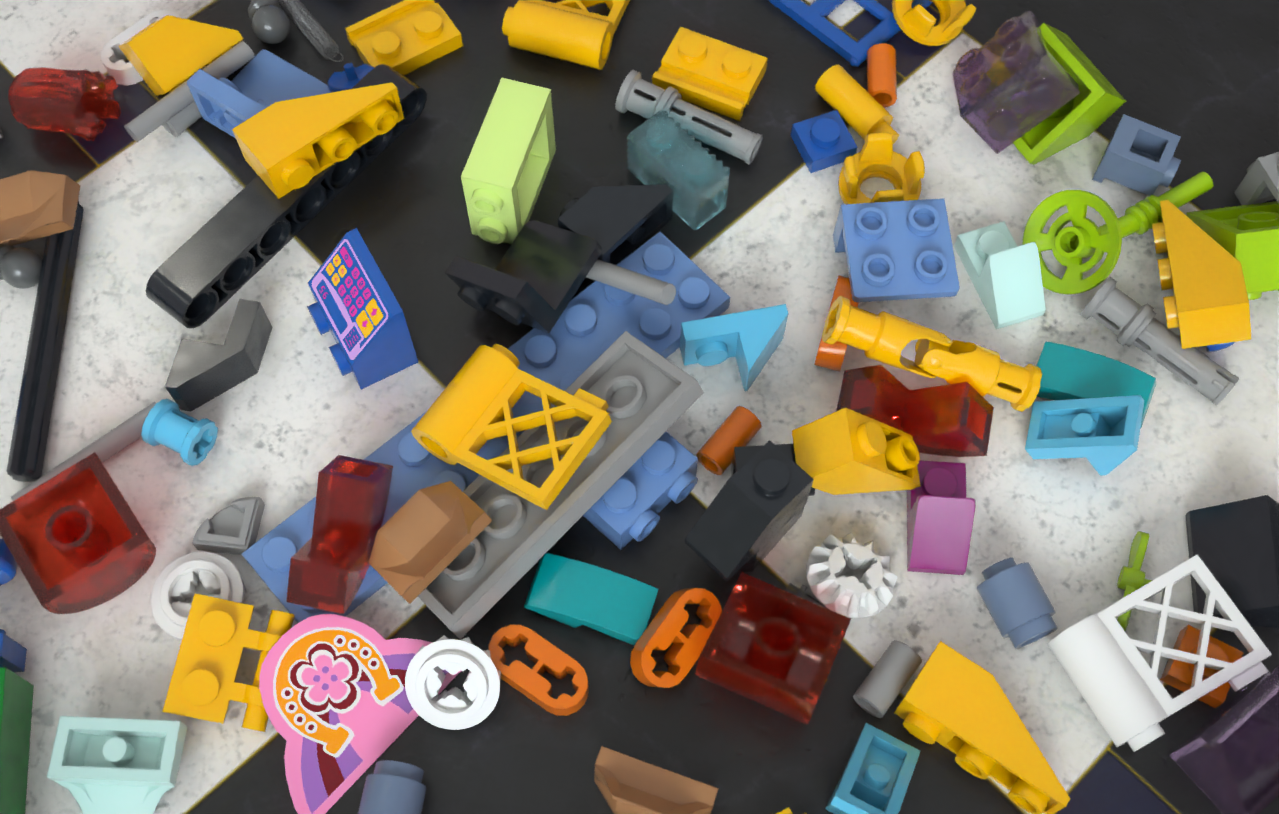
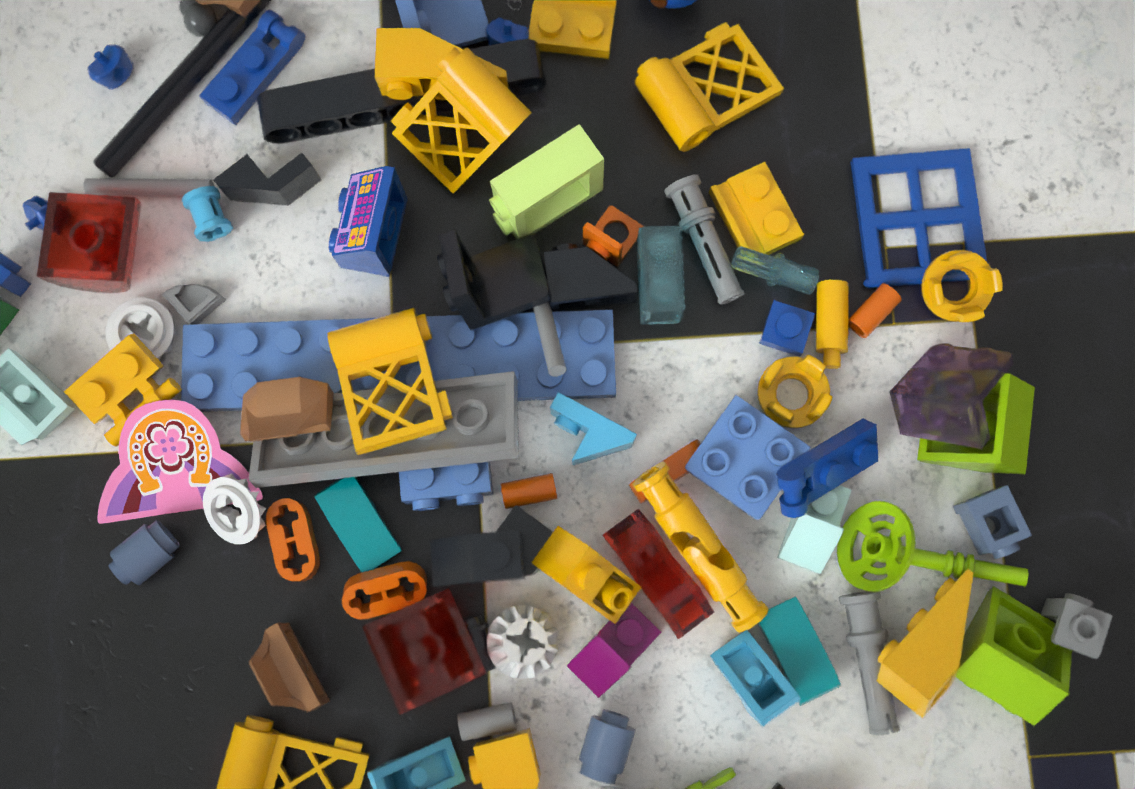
camera: 45 degrees right, 15 degrees up
(114, 277) = (252, 67): none -> blue plate
(346, 522) = (249, 357): clear red brick -> none
(385, 117) = (478, 104): none -> yellow piece
(600, 170) = (604, 245): none -> orange bracket
(772, 98) = (776, 270): none -> clear light blue axle
(971, 209) = (826, 467): none -> blue plate

